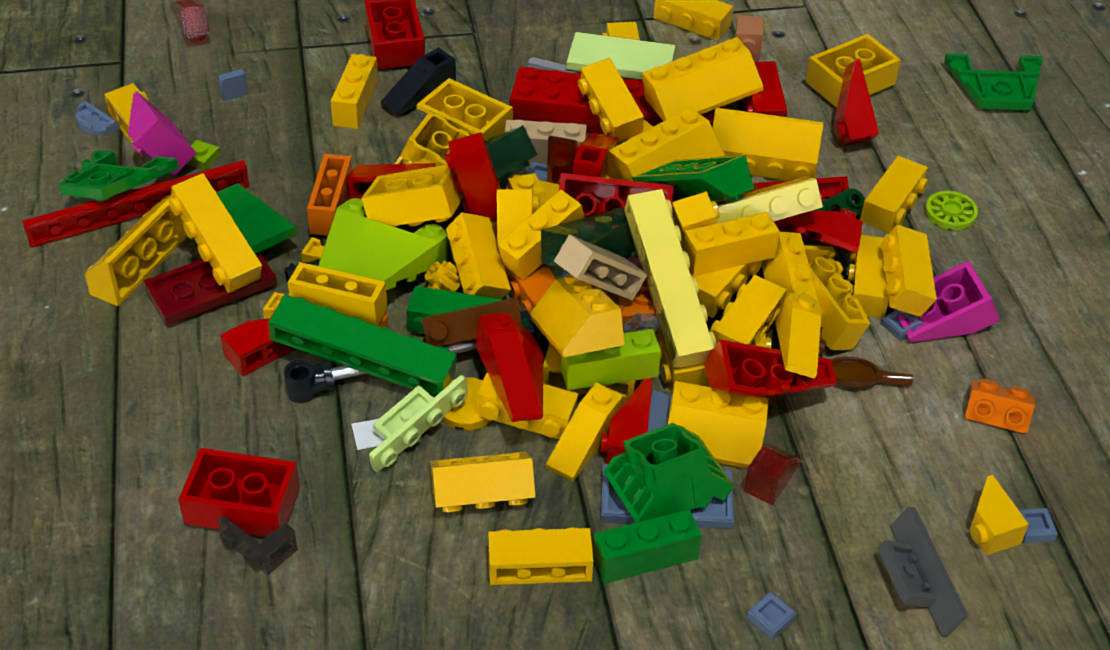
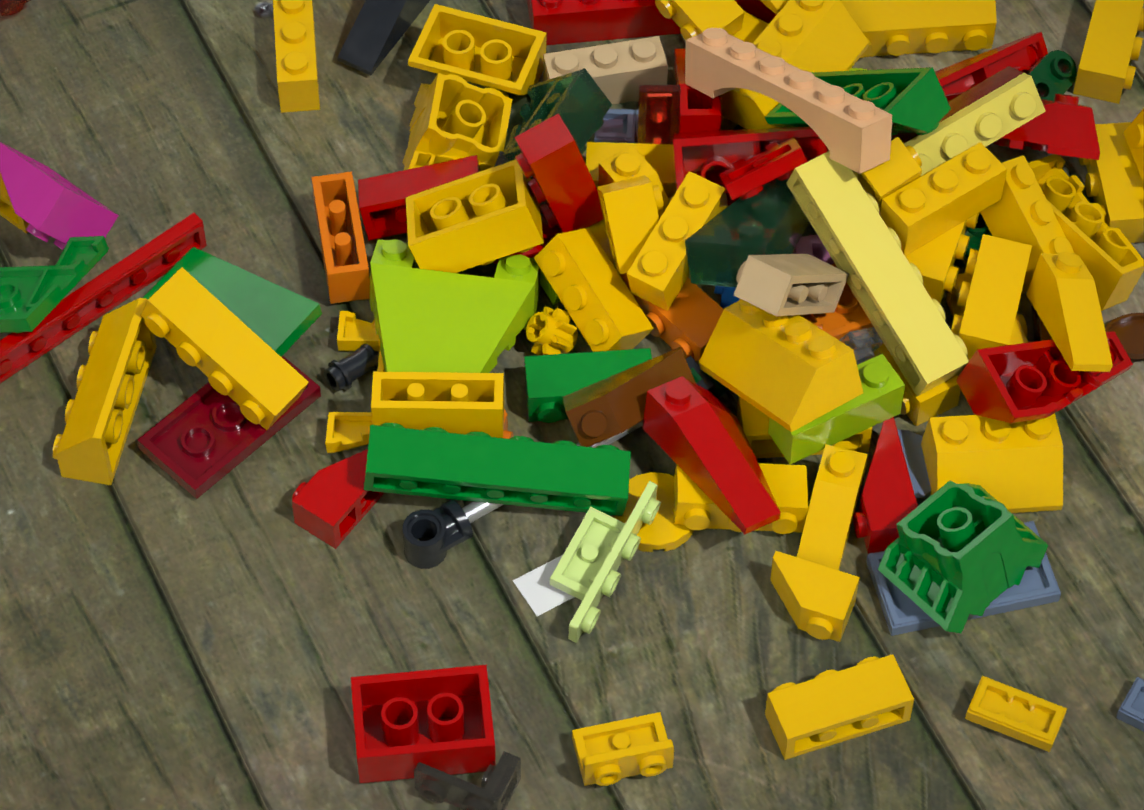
camera: 15 degrees left, 10 degrees up
(205, 156) = (123, 204): lime plate -> none
(232, 84) = (109, 81): sand blue tile -> none
(373, 546) = (623, 749): none -> yellow bracket
(482, 480) = (724, 618): yellow slope -> none
(556, 480) = (814, 595): none -> yellow slope
(600, 202) = (748, 176): none -> red plate
(646, 546) = (973, 650): green brick -> none
(669, 594) = (1016, 713): none -> yellow plate
(671, 174) = (848, 126): none -> light nougat arch
(770, 473) = (1084, 512): clear red slope -> none

